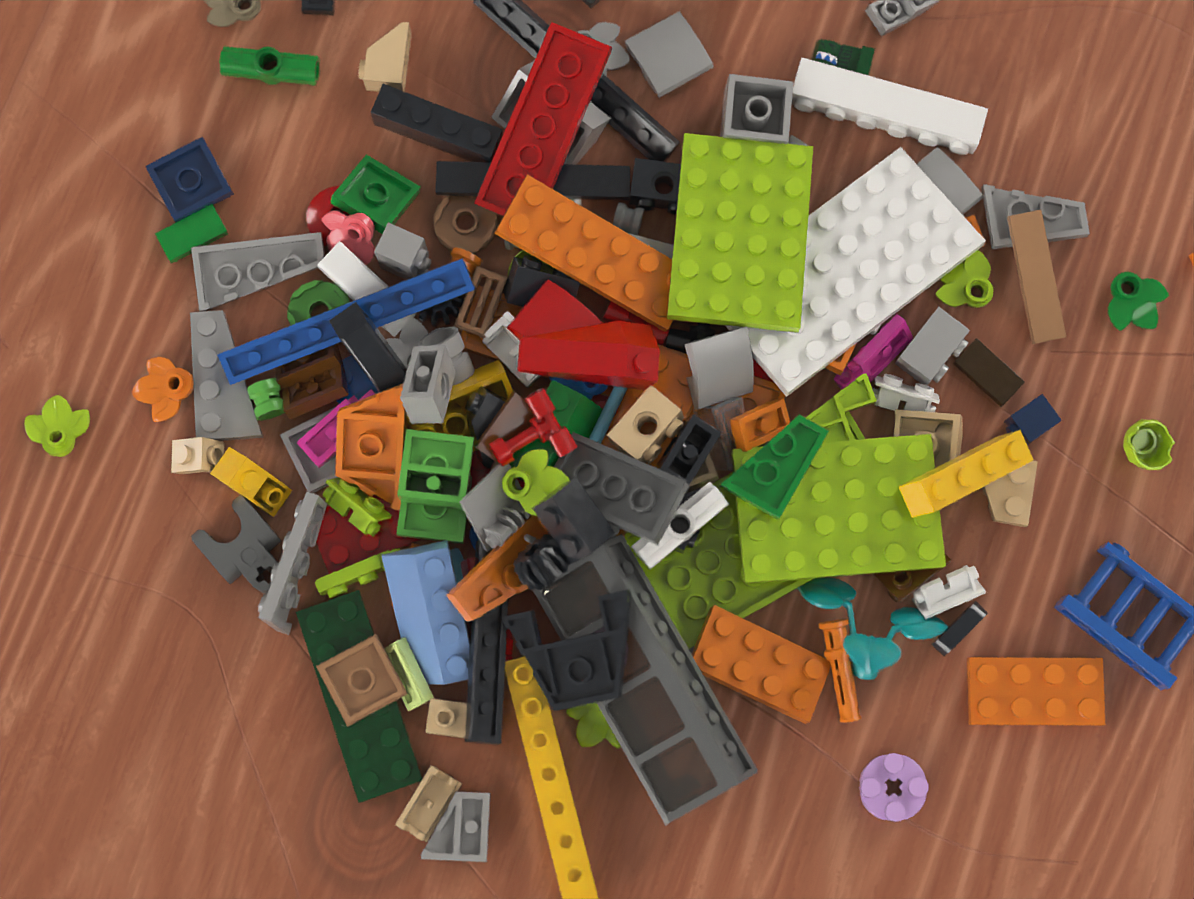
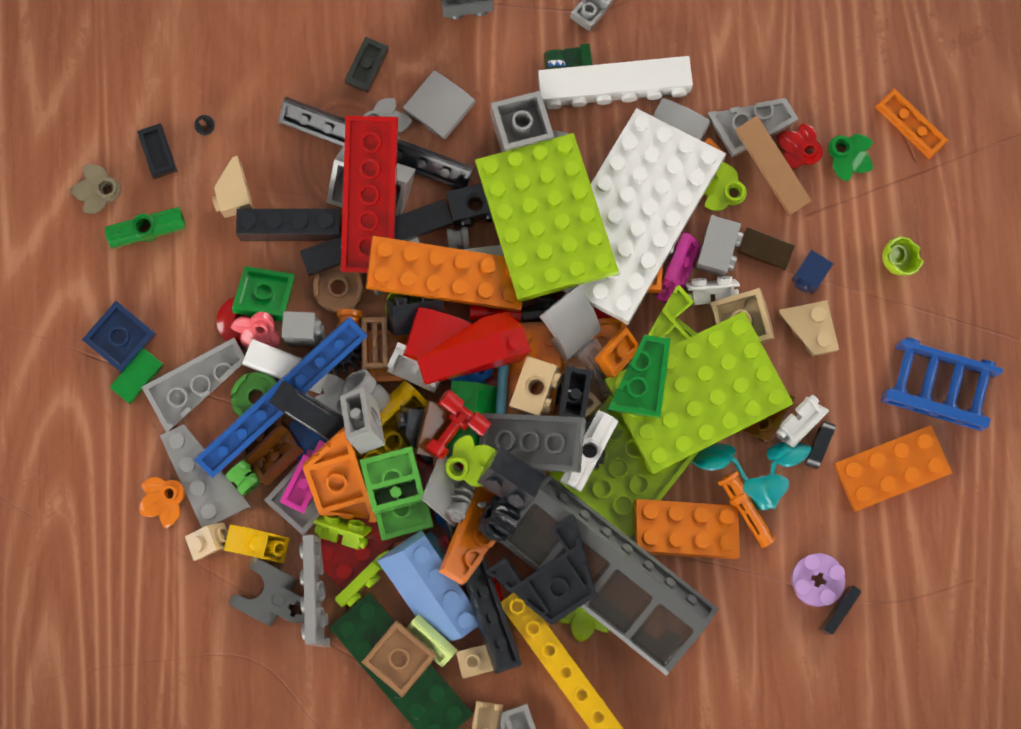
camera: 20 degrees left, 0 degrees up
(54, 422) = (90, 557): lime plate -> none
(904, 833) = (840, 610): none -> black tile
(965, 473) = (781, 330): yellow brick -> none
(1074, 263) = (796, 143): none -> red plate

